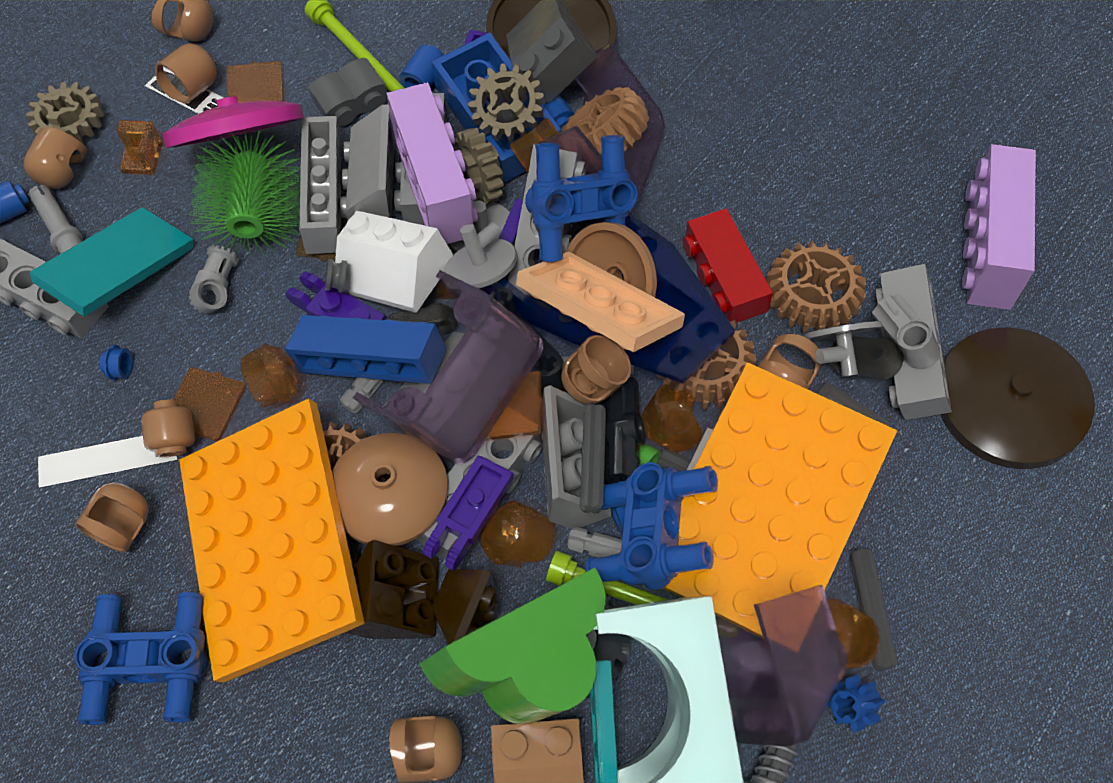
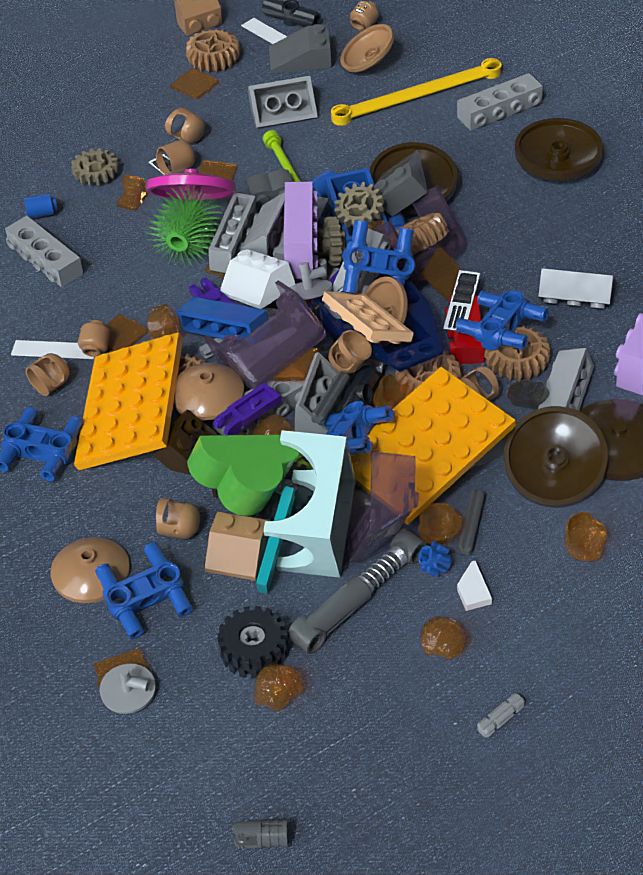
camera: 20 degrees right, 15 degrees down
(50, 157) = (76, 186): medium nougat helmet -> none
(62, 235) = (70, 231): light grey pin -> none
(111, 261) = (94, 246): teal tile -> none
(116, 363) = (77, 301): blue plate -> none
(214, 278) = (149, 270): light grey connector -> none
(335, 275) = (221, 280): dark grey bush -> none
(656, 179) = (442, 273): none -> clear orange piece
(708, 223) = (461, 298): none -> sticker
(784, 268) = (502, 319): none -> blue piece
(844, 351) = (510, 373): light grey shield -> none
(851, 156) = (575, 287): none -> slope
(907, 330) = (554, 379): light grey piece -> none
(927, 733) = (473, 588): none -> white tile
(960, 464) = (555, 456): none -> dark brown dish
(1058, 597) = (584, 537): none -> clear orange hair

